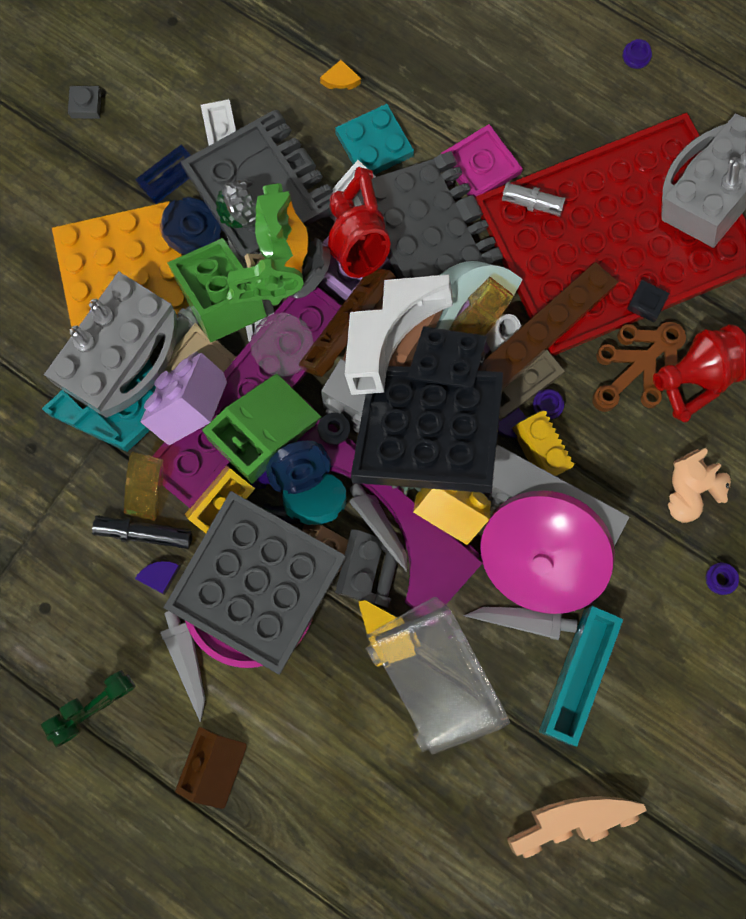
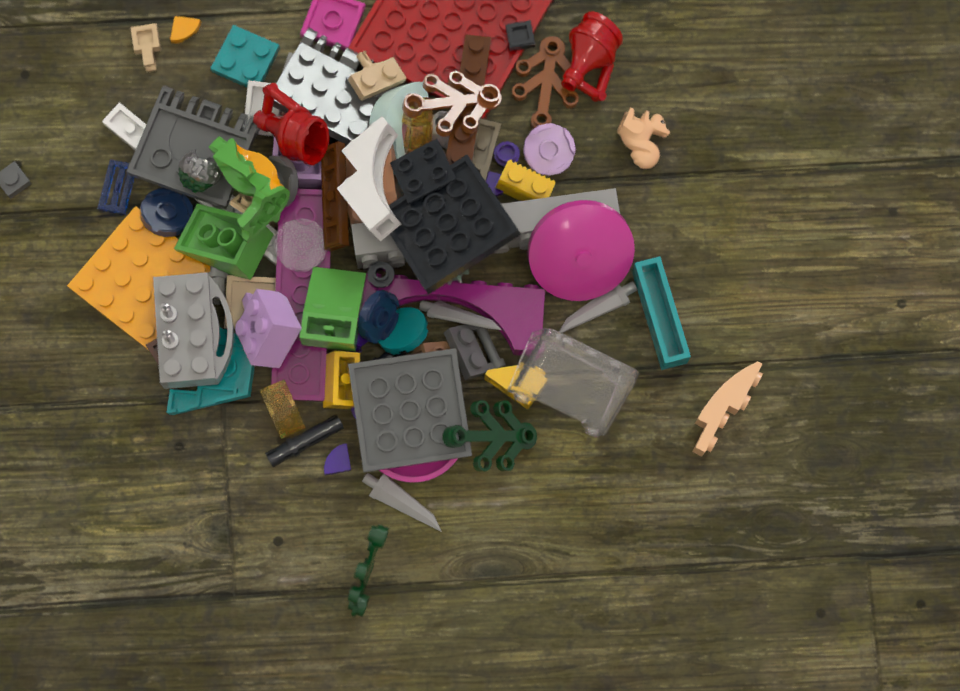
camera: 40 degrees left, 0 degrees up
(210, 769) = (472, 552): reddish brown panel -> none
(295, 65) = (146, 42): none -> tan plate
(319, 673) = (496, 436): none -> dark green plant
(455, 512) = (501, 269): yellow brick -> none
(477, 240) = (375, 77): none -> tan plate
(533, 199) = (390, 20): light grey pin -> none
(533, 313) = (453, 100): none -> plant
(593, 430) = (549, 149): none -> lavender tile
(731, 577) = (705, 178): dark purple plate -> none

